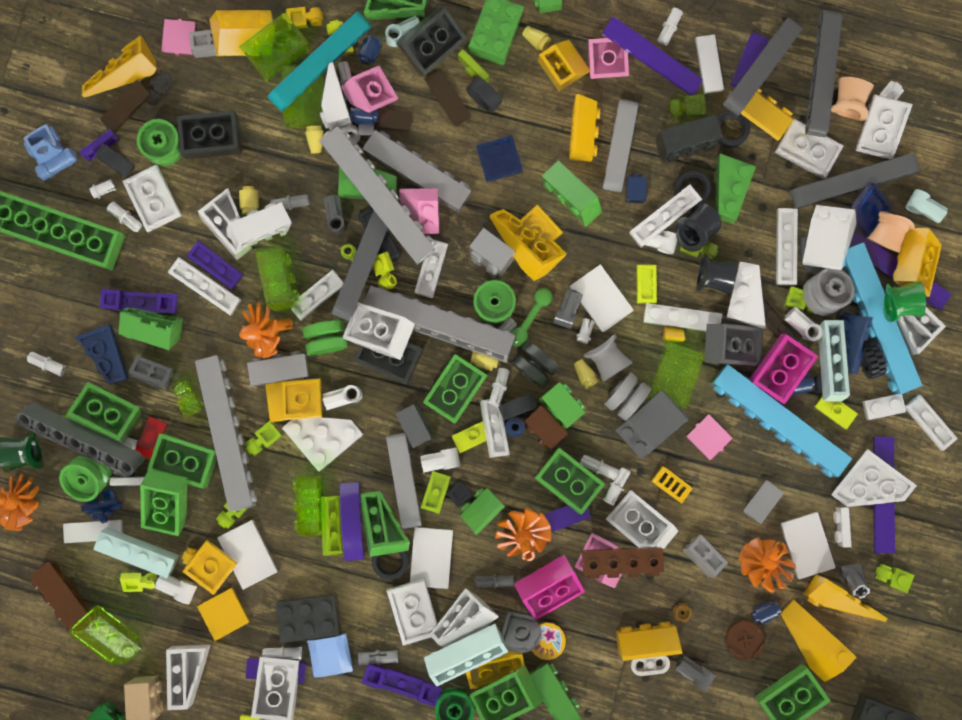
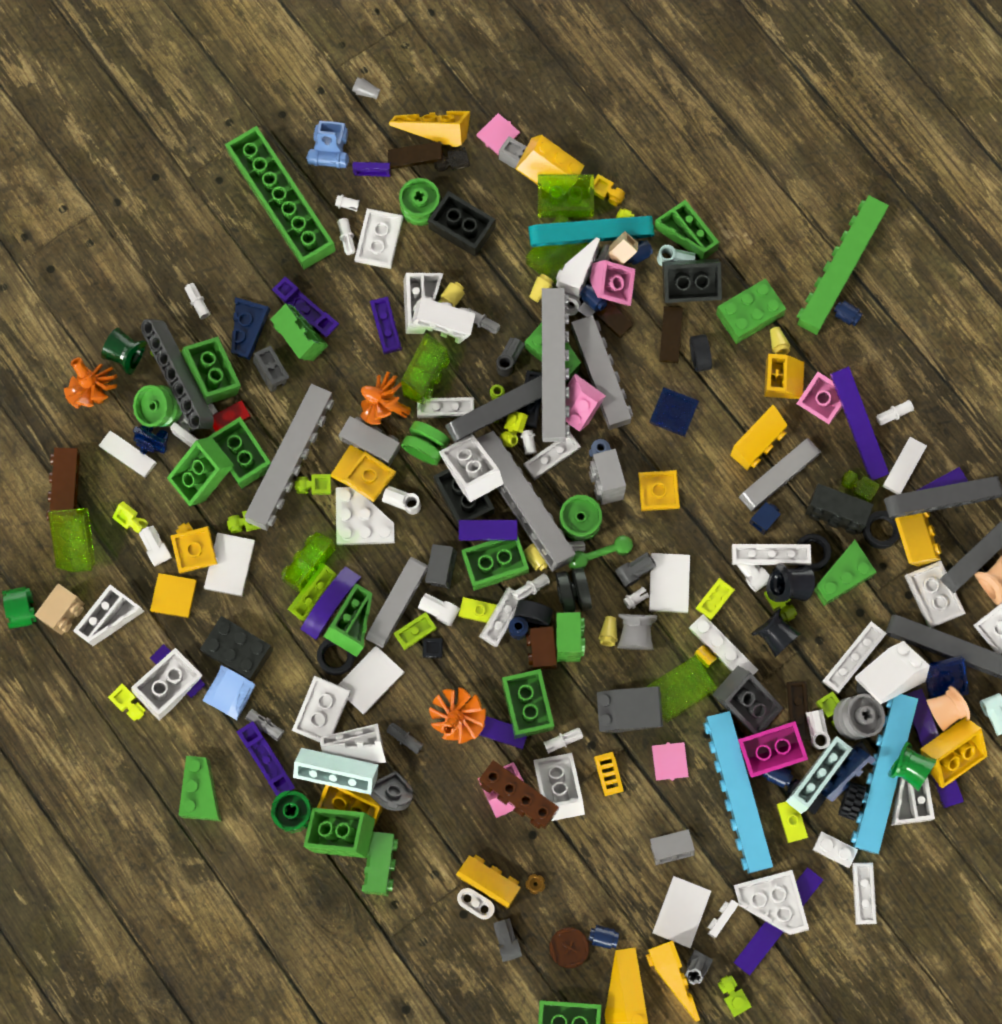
camera: 40 degrees right, 10 degrees down
(37, 82) = (365, 88): none -> light grey cone
(114, 160) = (373, 188): black tyre -> none
(136, 552) = (147, 494): light aqua brick -> none
(188, 403) = (279, 413): clear neon green plate -> none
(204, 286) = (364, 335): white tile -> none
(283, 653) = (196, 662): white axle -> none
(356, 56) = (623, 248): none -> tan brick
(404, 272) = (528, 441): none -> white pin
(431, 370) = (487, 530): none -> dark purple tile
(465, 240) = (600, 443): none -> sand blue brick
(472, 66) = (709, 326): lime plate -> none
(481, 510) = (440, 672): bright green slope -> none
(532, 253) = (641, 501): yellow wedge -> none
(549, 587) = (444, 777): dark pink slope -> none
(552, 642) = (409, 822): tile -> none
(572, 193) = (711, 482): bright green wedge -> none
(599, 467) = (560, 713): white axle -> none
(629, 397) = (628, 672): light grey wheel -> none
(705, 556) = (589, 851): light grey hinge -> none
(747, 299) = (788, 671): white wedge -> none
(762, 561) = (632, 890): orange piece -> none

